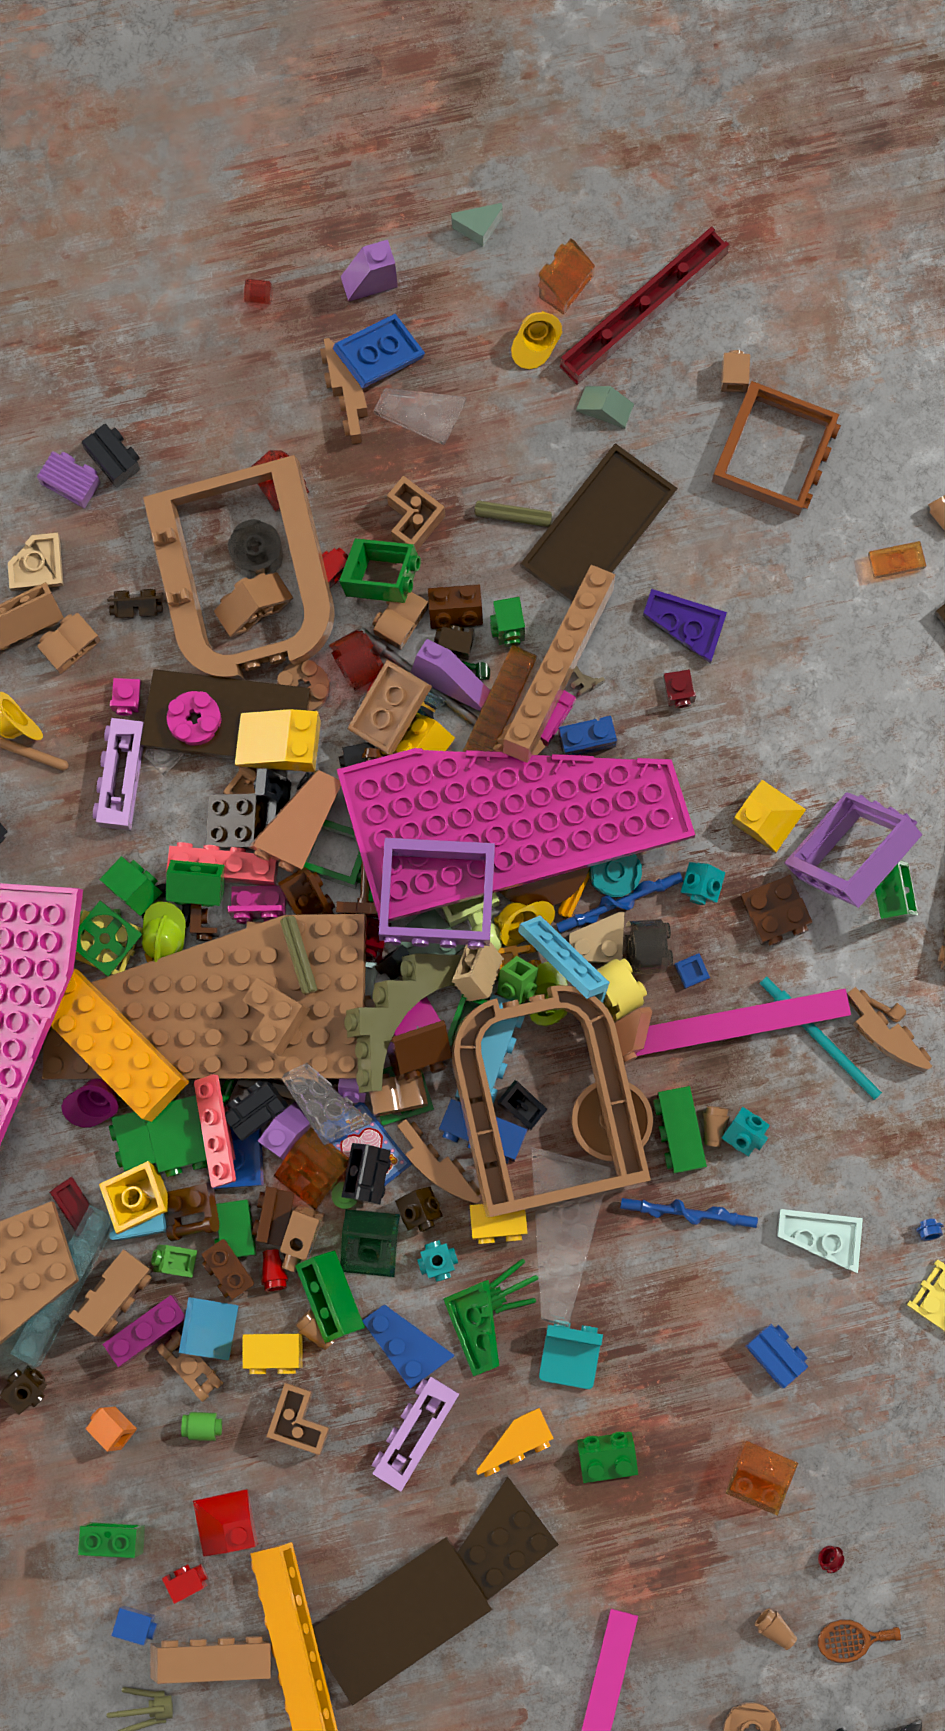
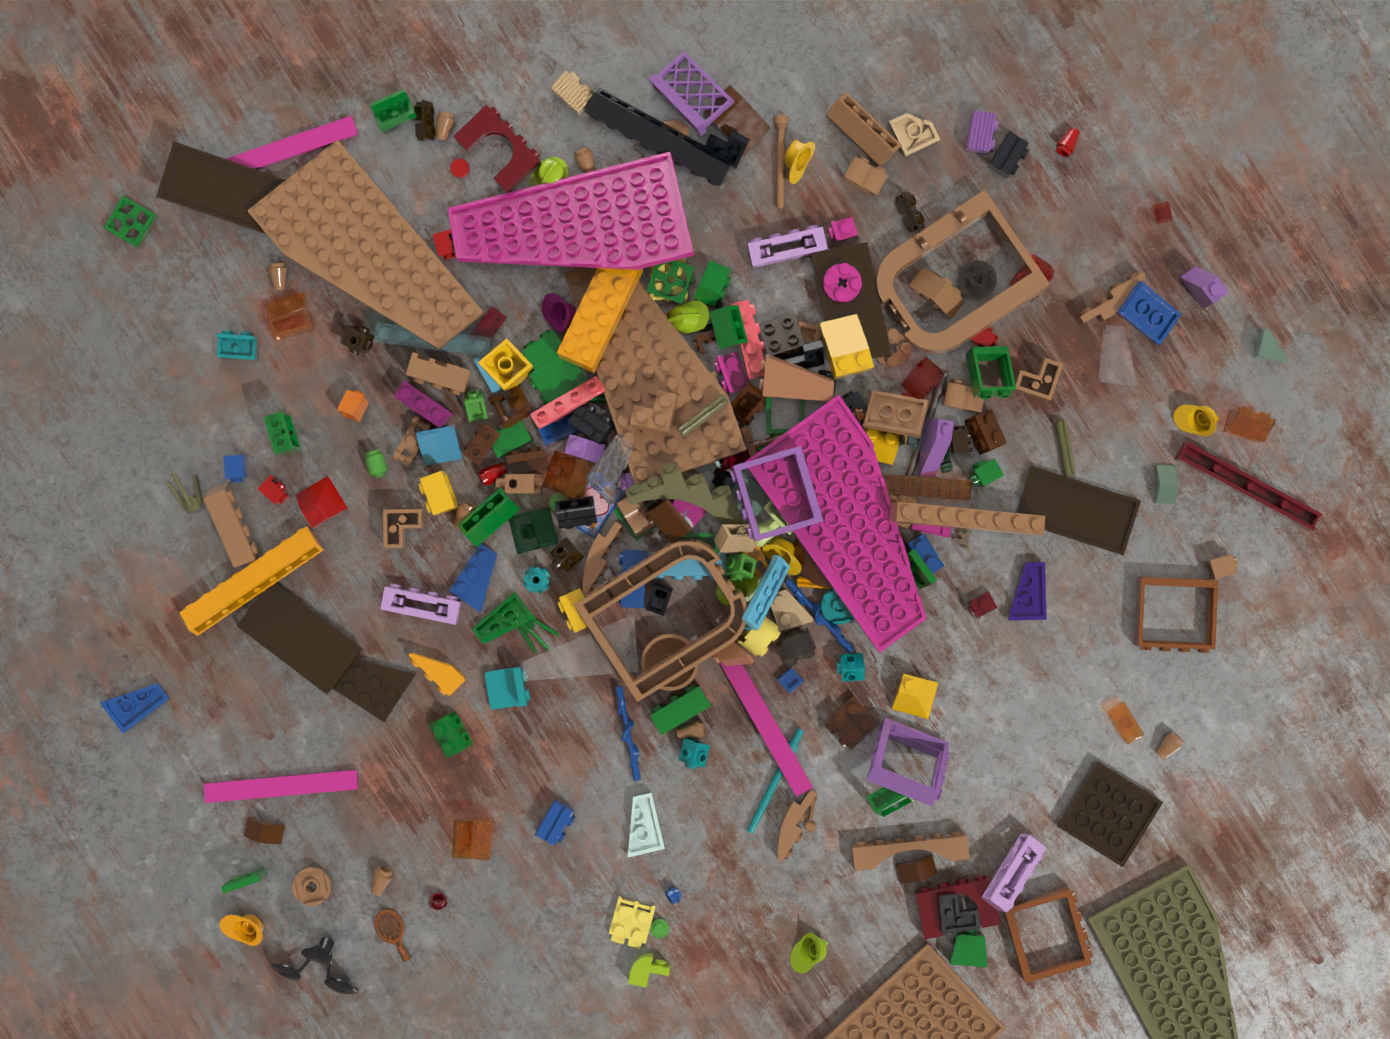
camera: 70 degrees right, 10 degrees up
(125, 378) = (1067, 144): none -> red cone
(610, 743) = (919, 569): none -> green piece

